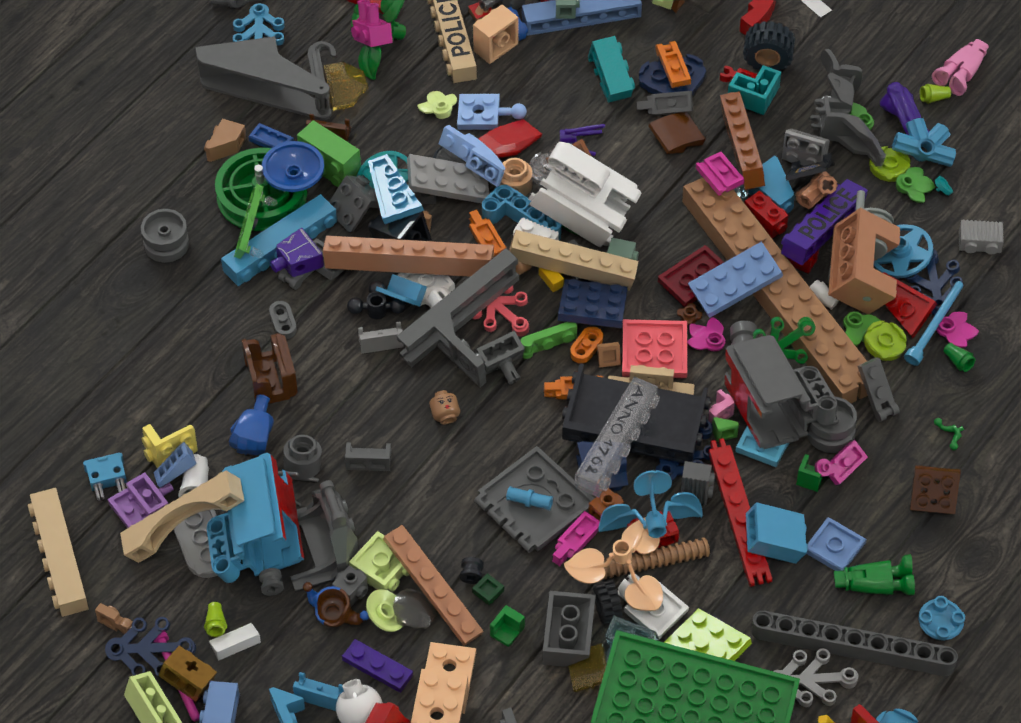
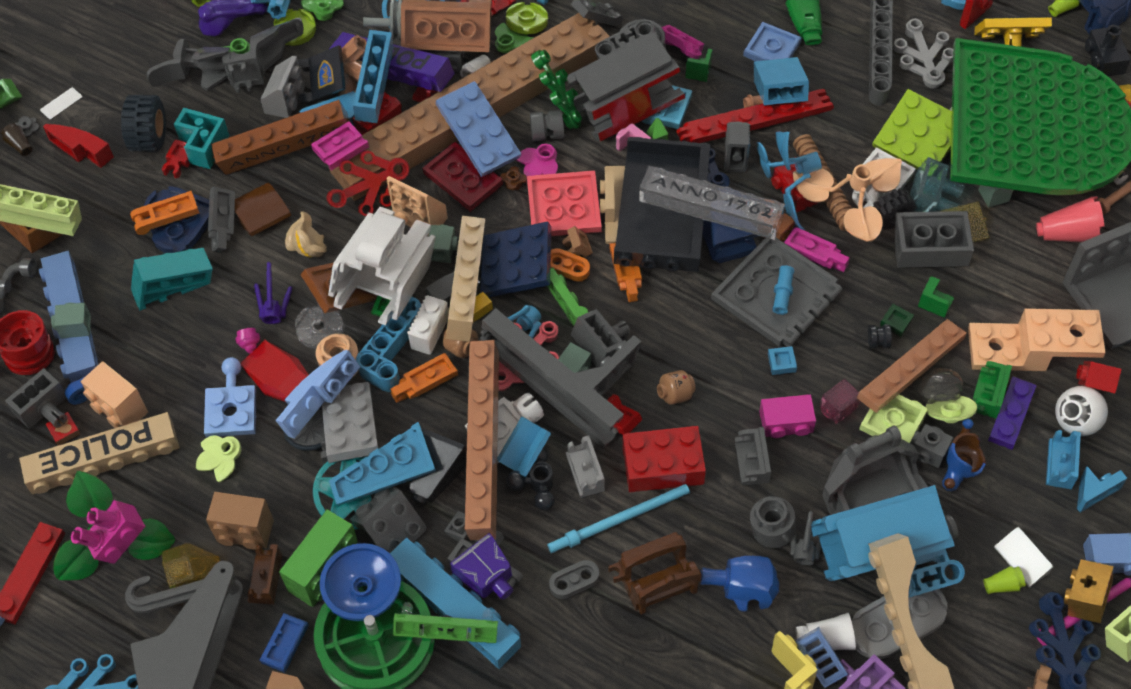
camera: 95 degrees left, 5 degrees up
(320, 325) = (574, 537): none -> medium azure bar
(371, 108) = (240, 520): none -> medium nougat brick
(376, 389) = (663, 459): none -> red brick
(401, 651) = (991, 388): none -> green hinge
(402, 485) = (787, 416): none -> dark pink brick
(409, 519) = (839, 401): none -> clear pink brick
(424, 365) = (630, 418): none -> red bracket
(460, 492) = (782, 360): none -> dark azure plate
(479, 334) = (576, 358): none -> sand green brick
(531, 308) = (528, 318): none -> dark azure plant
(543, 122) = (247, 339): none -> dark pink plate
(637, 160) = (304, 238): none -> tan hair
(656, 229) = (415, 205): none -> light nougat slope
(698, 218) = (371, 181): none -> red plant
(789, 193) = (373, 76): none -> dark azure brick

